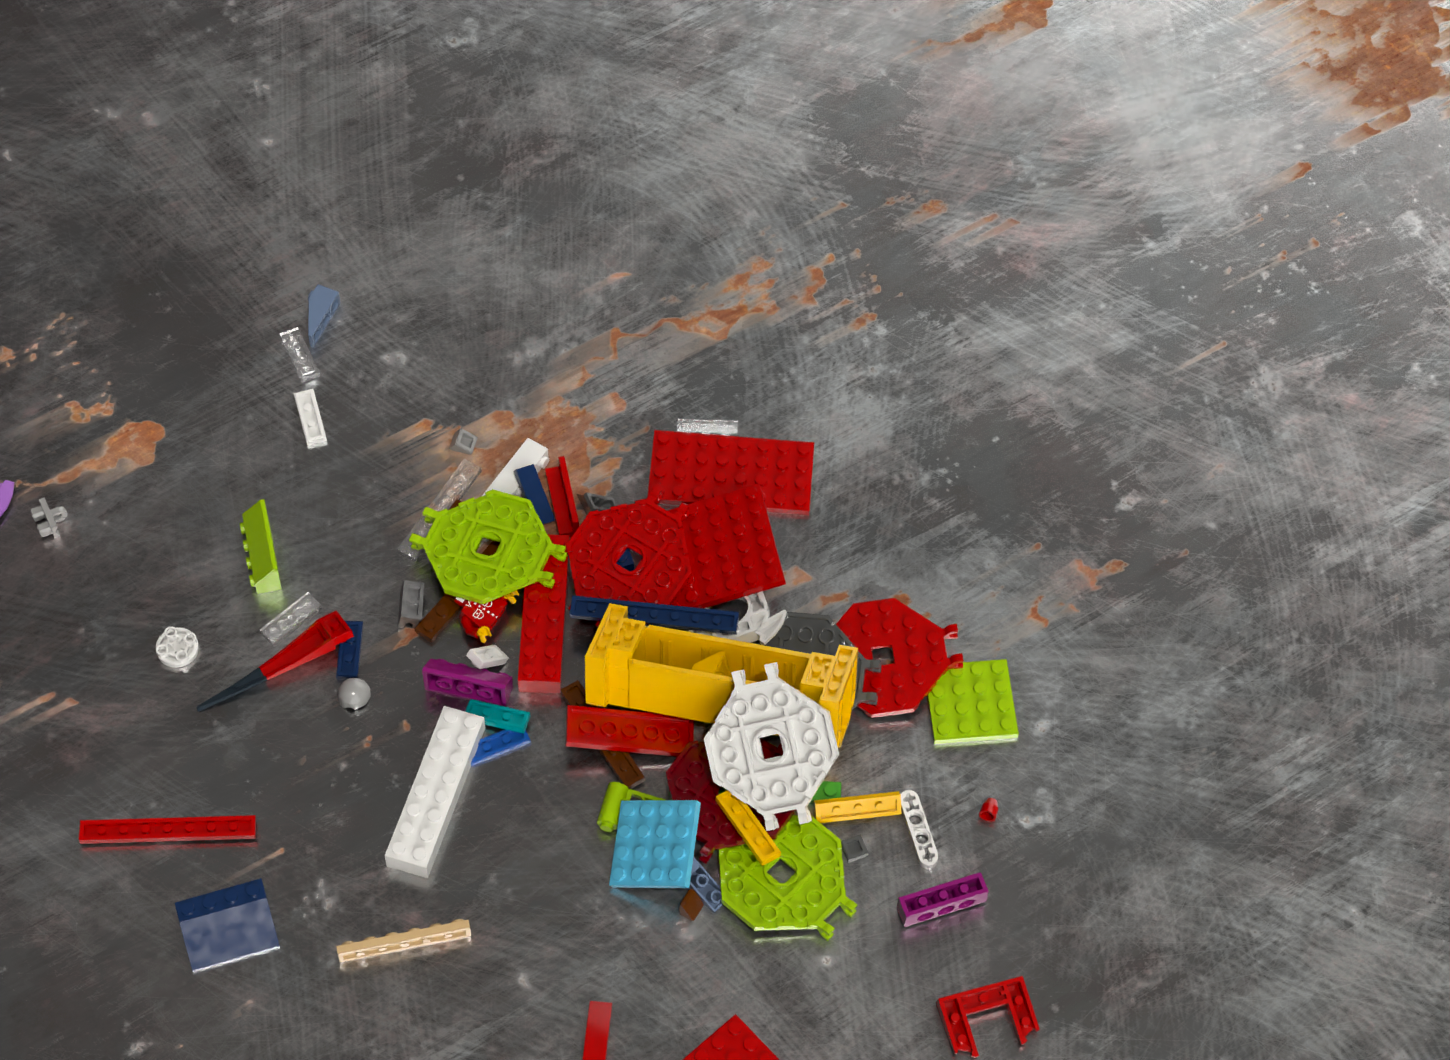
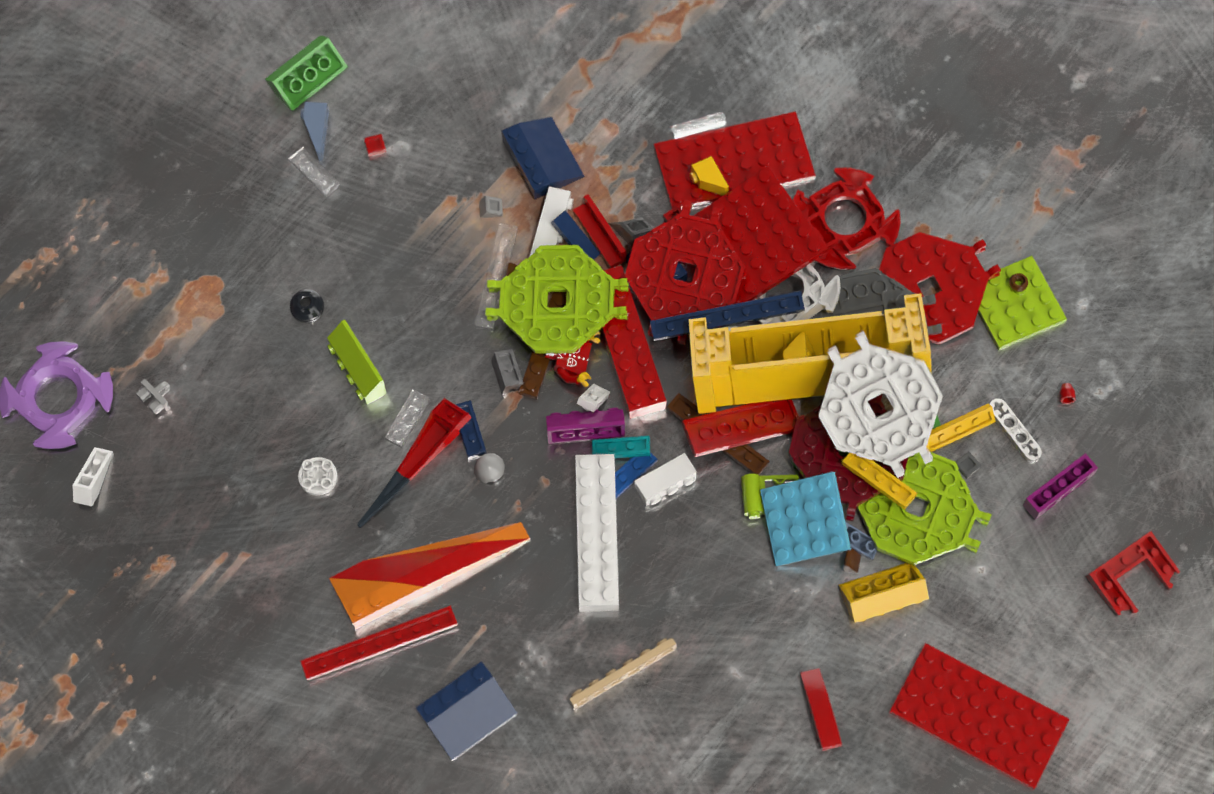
camera: 15 degrees left, 10 degrees up
(212, 773) = (399, 577): none -> wedge
(237, 487) = (308, 313): none -> black piece
(310, 417) = (346, 226): white tile -> none
(332, 258) = (306, 72): none -> bright green slope
(372, 347) = (375, 145): none -> red tile
(529, 761) = (665, 480): none -> white brick
(535, 406) = (541, 155): none -> dark blue slope
(694, 476) = (708, 176): none -> yellow slope
(711, 948) = (883, 592): none -> yellow slope
(848, 583) = (850, 187): none -> red piece
(982, 675) = (1021, 278): none -> reddish brown plate

